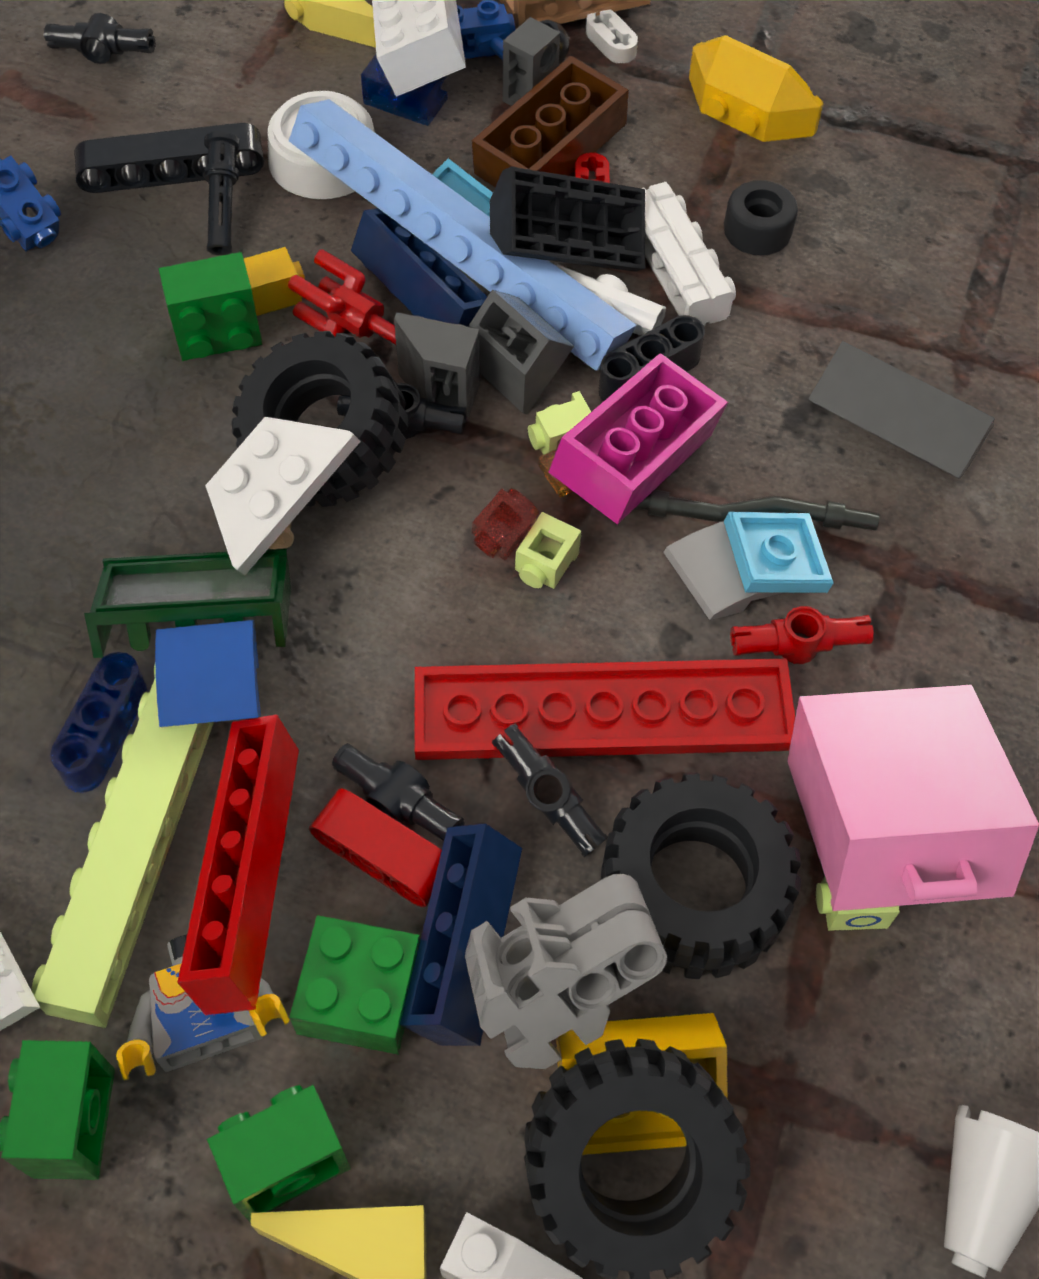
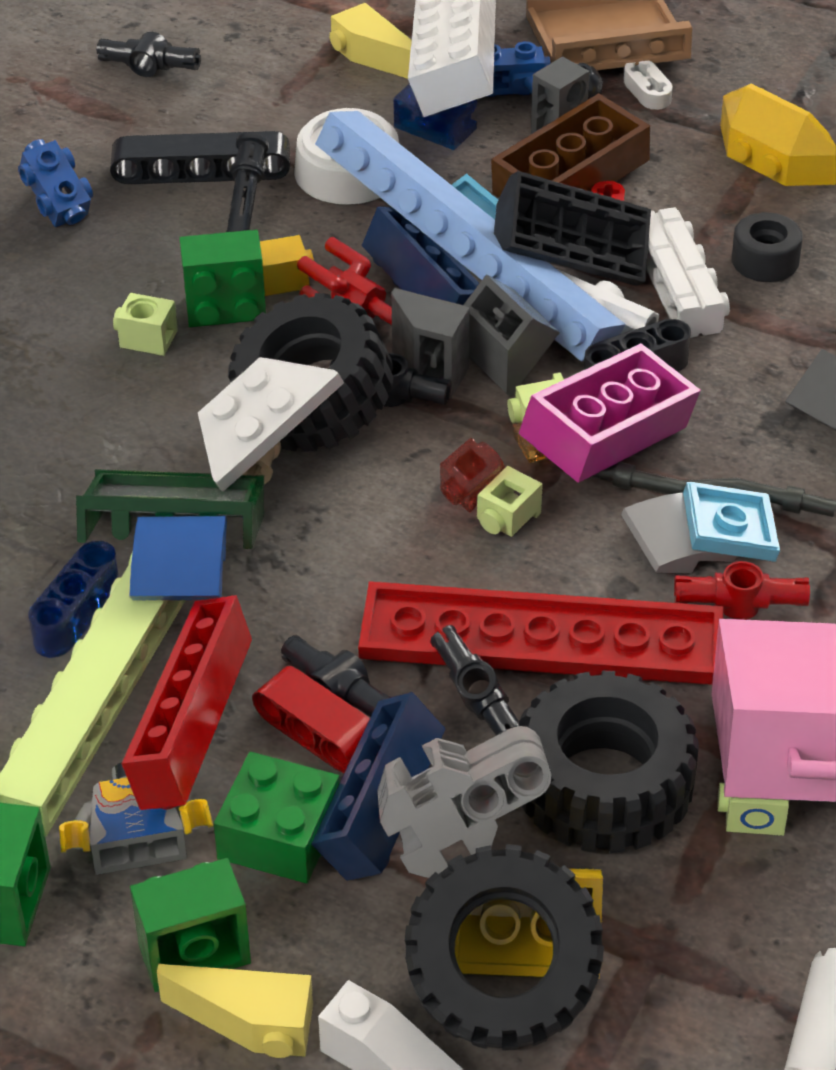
camera: 10 degrees right, 15 degrees down
(136, 365) = (146, 323): none -> yellowish green brick

